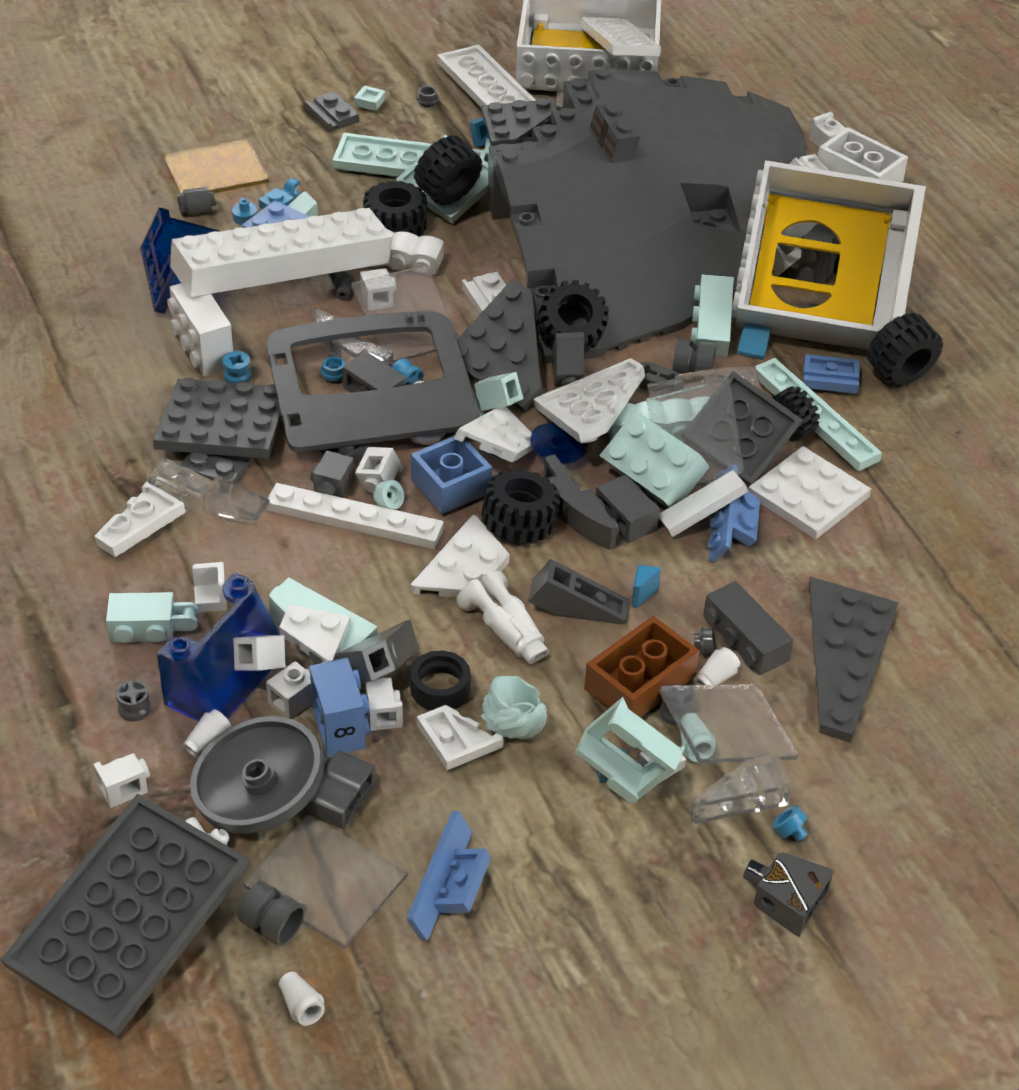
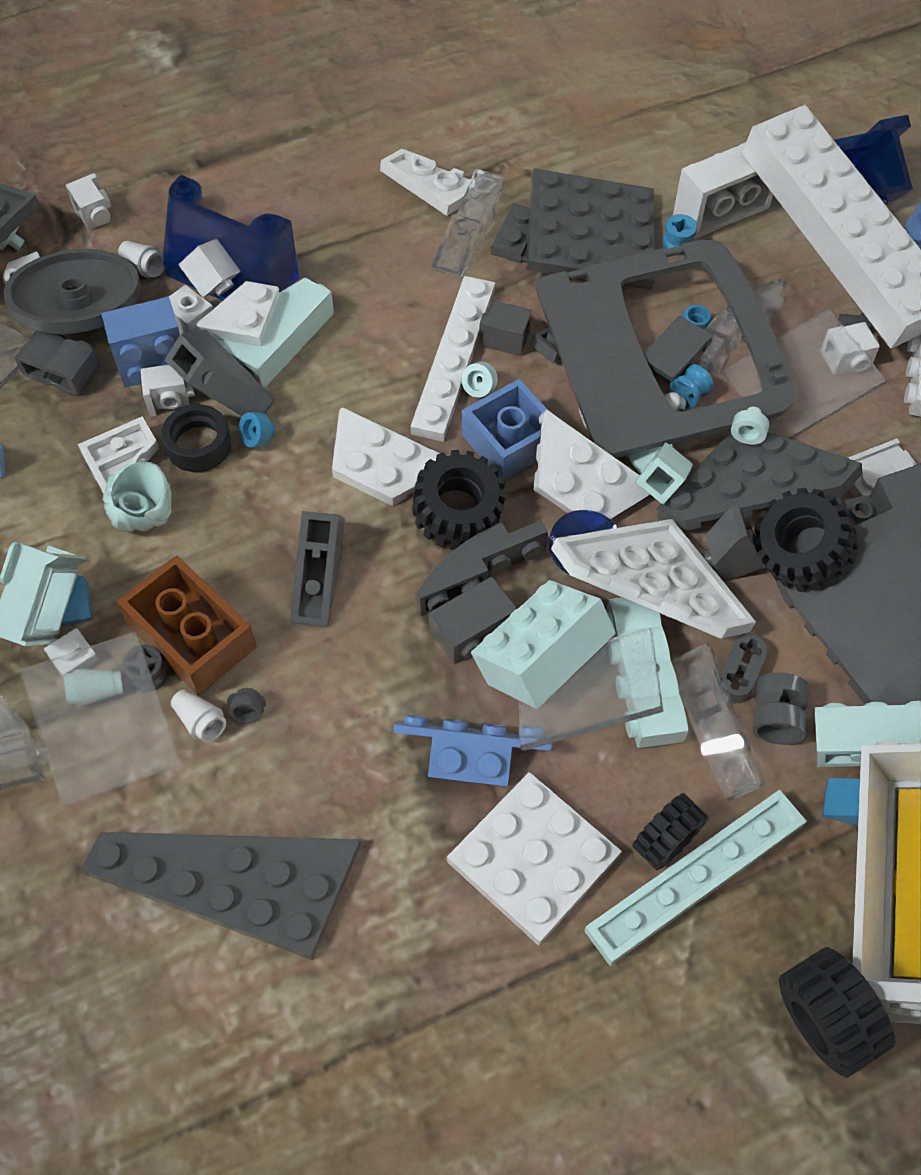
camera: 90 degrees right, 15 degrees up
(148, 617) = (291, 194): light aqua brick -> none
(208, 586) = (332, 246): white panel -> none
(373, 471) = (520, 362): white brick -> none
(434, 638) = (255, 429): none -> dark azure tile
(466, 334) = (750, 426): none -> light aqua tile
(509, 620) = (283, 496): white piece -> none
(645, 584) = (337, 634): dark azure slope -> none
(703, 503) = (476, 704): white tile -> none
(748, 628) = (262, 752): dark grey brick -> none
(762, 426) = (621, 766): dark grey plate -> none
(831, 373) = (792, 906): medium blue plate -> none

